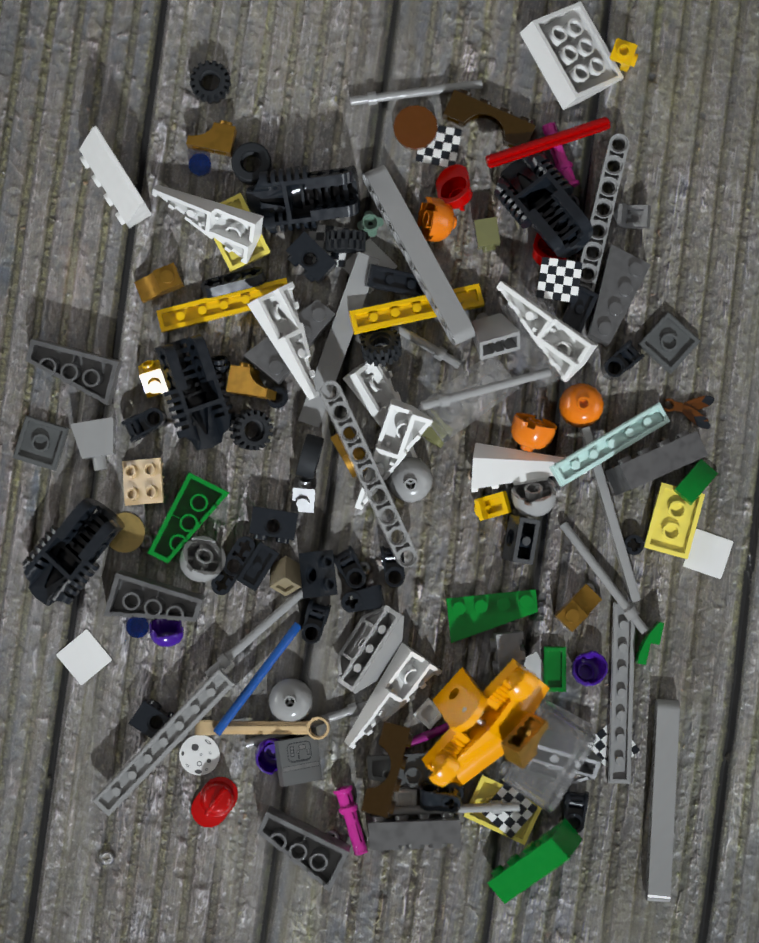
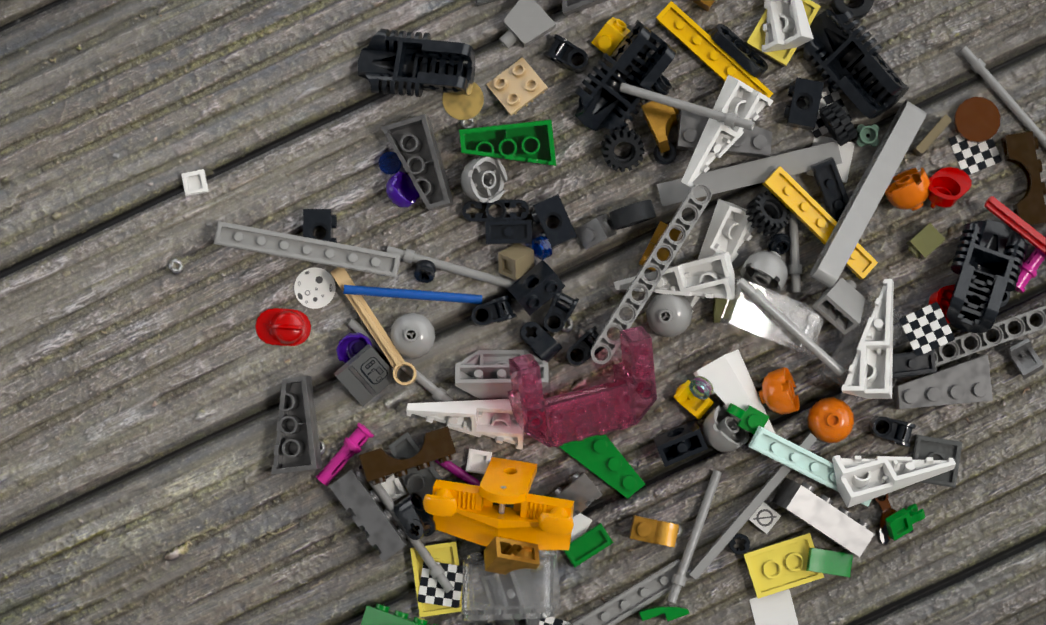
camera: 60 degrees right, 0 degrees up
(48, 797) = (195, 183): none -> white tile
(84, 657) = (334, 134): white sticker -> none
(241, 652) = (423, 276): none -> black bush
(285, 327) = (730, 119): none -> light grey bar
(288, 547) = (541, 247): none -> clear blue tile
(404, 172) = (932, 135): none -> dark tan tile
(411, 352) = (779, 243): none -> black plate
(426, 378) = (766, 270): none -> light grey cylinder
(446, 596) = (590, 409): none -> clear pink wedge
(487, 493) = (701, 387): none -> clear light blue tile
(538, 470) = (749, 418): none -> green plate
(589, 668) = (607, 574): dark purple hair -> none
(626, 510) = (765, 518): none -> white tile
(648, 407) = (869, 478): none -> white wedge
(700, 402) = (901, 521): none -> green plate

